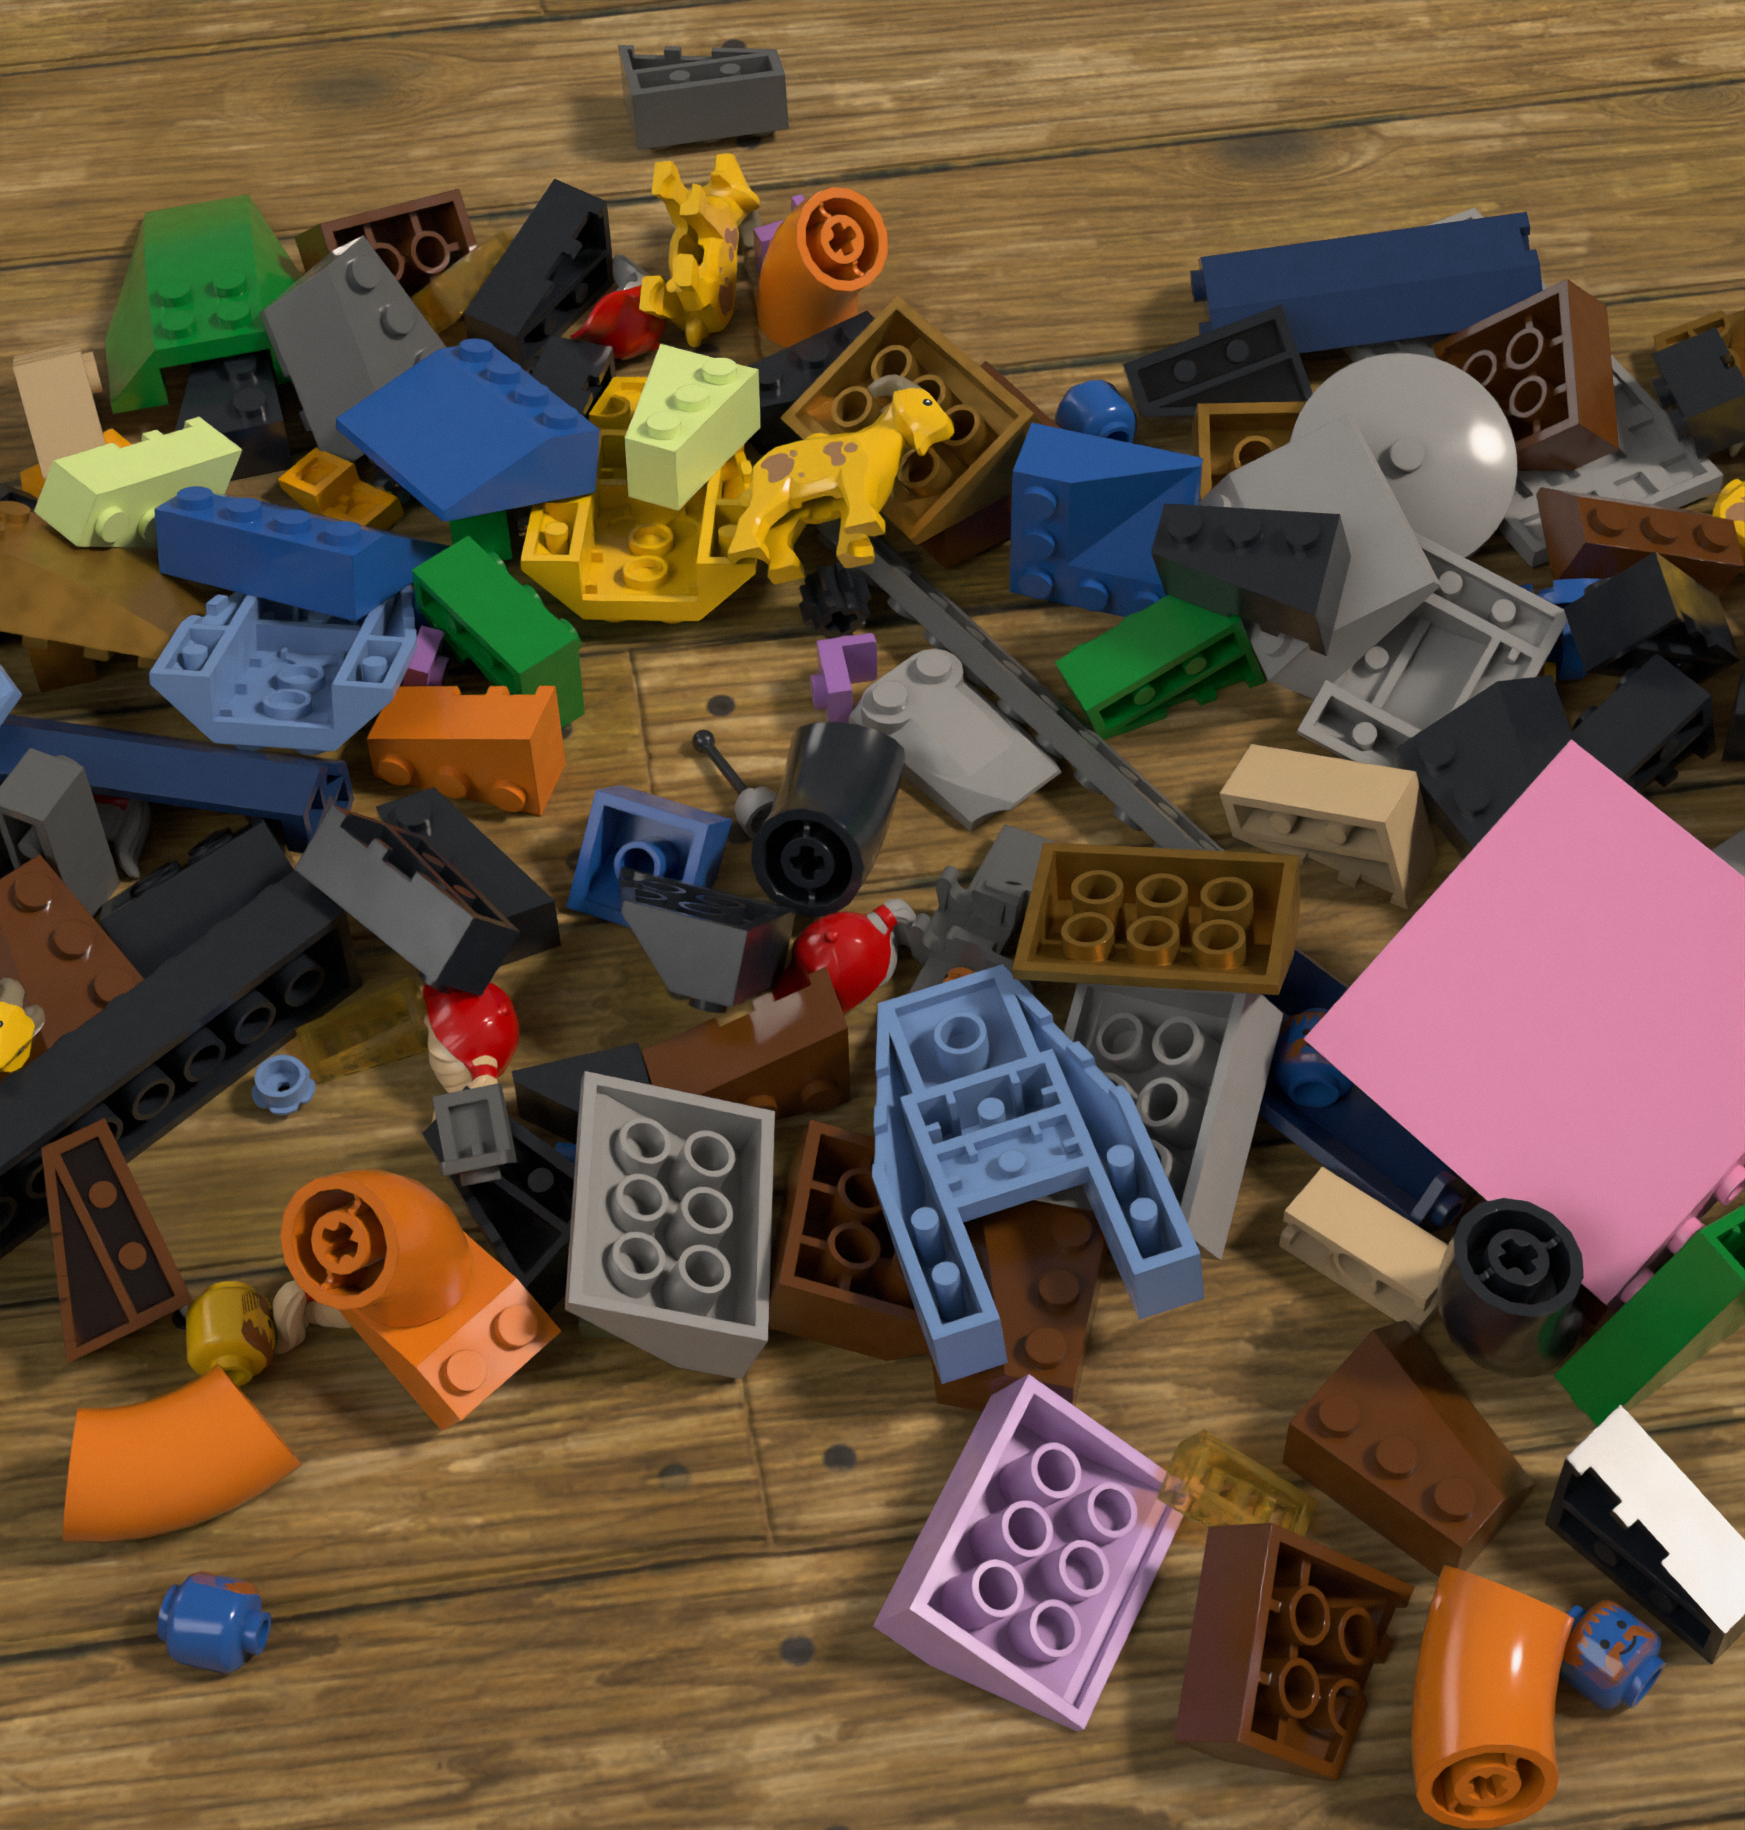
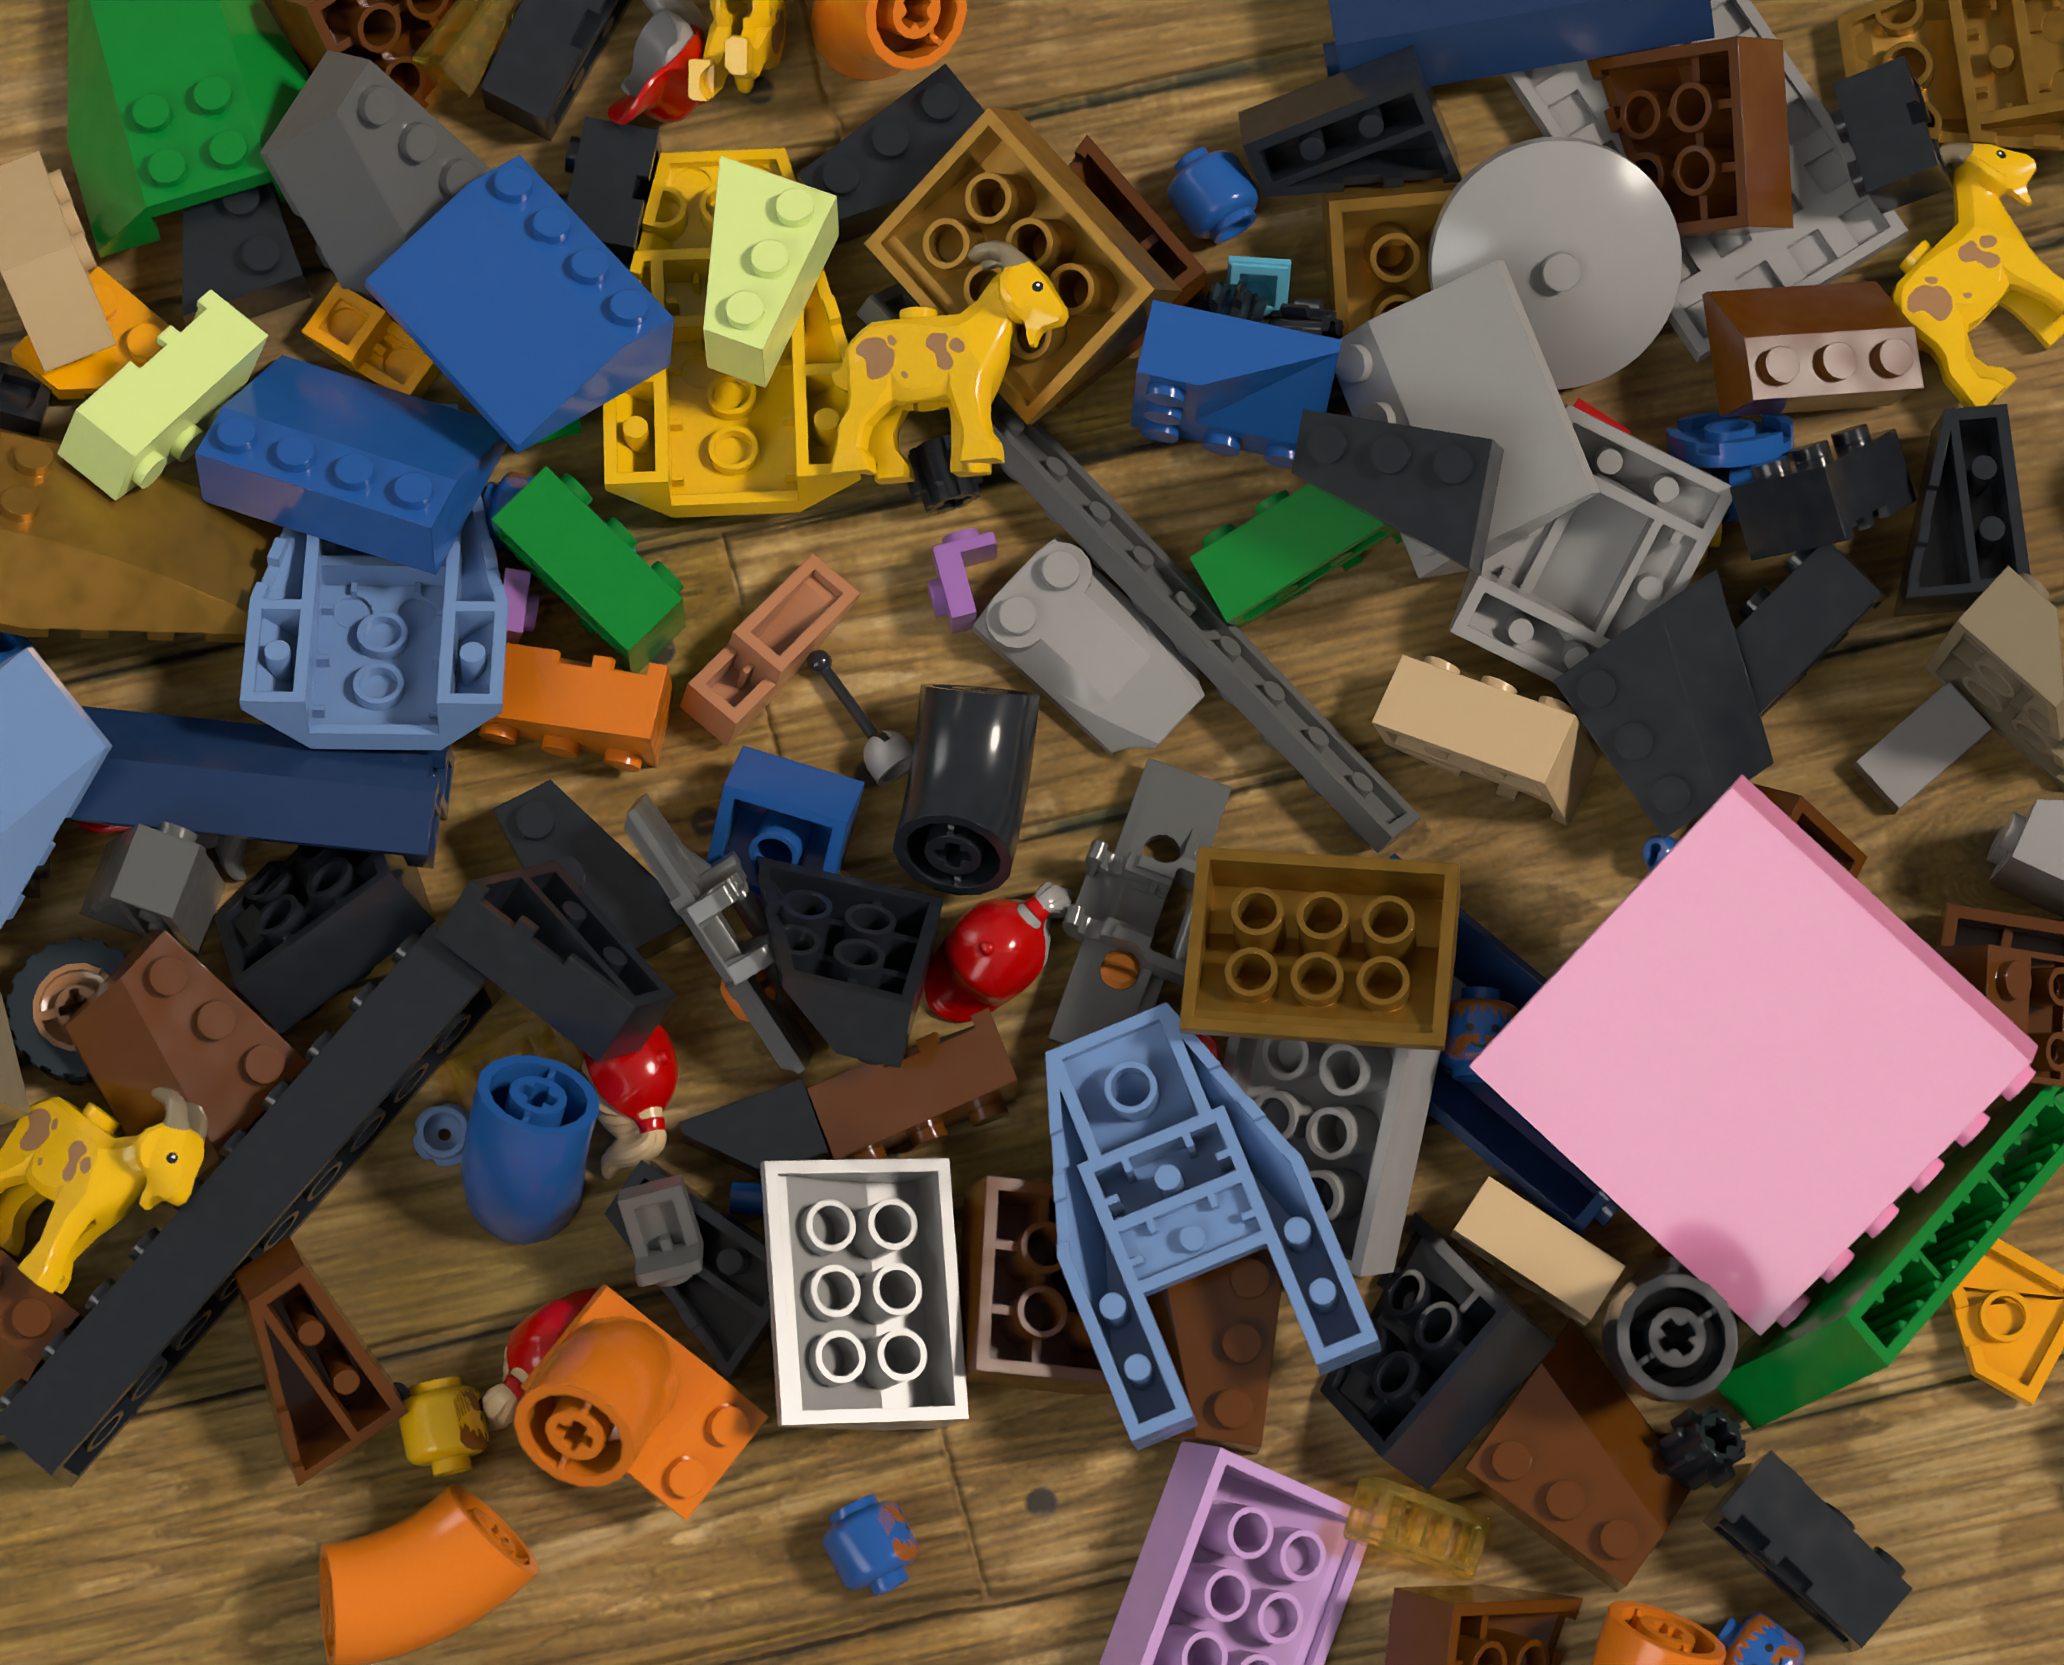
camera: 10 degrees left, 25 degrees up
(354, 1075) = (527, 1147): none -> blue brick
(598, 932) = (699, 895): none -> dark grey piece
(653, 1473) = (870, 1545): none -> blue head
(654, 723) = (768, 649): none -> nougat slope
(1263, 1334) = (1445, 1360): none -> black wedge
(1542, 1434) = (1702, 1448): none -> black gear

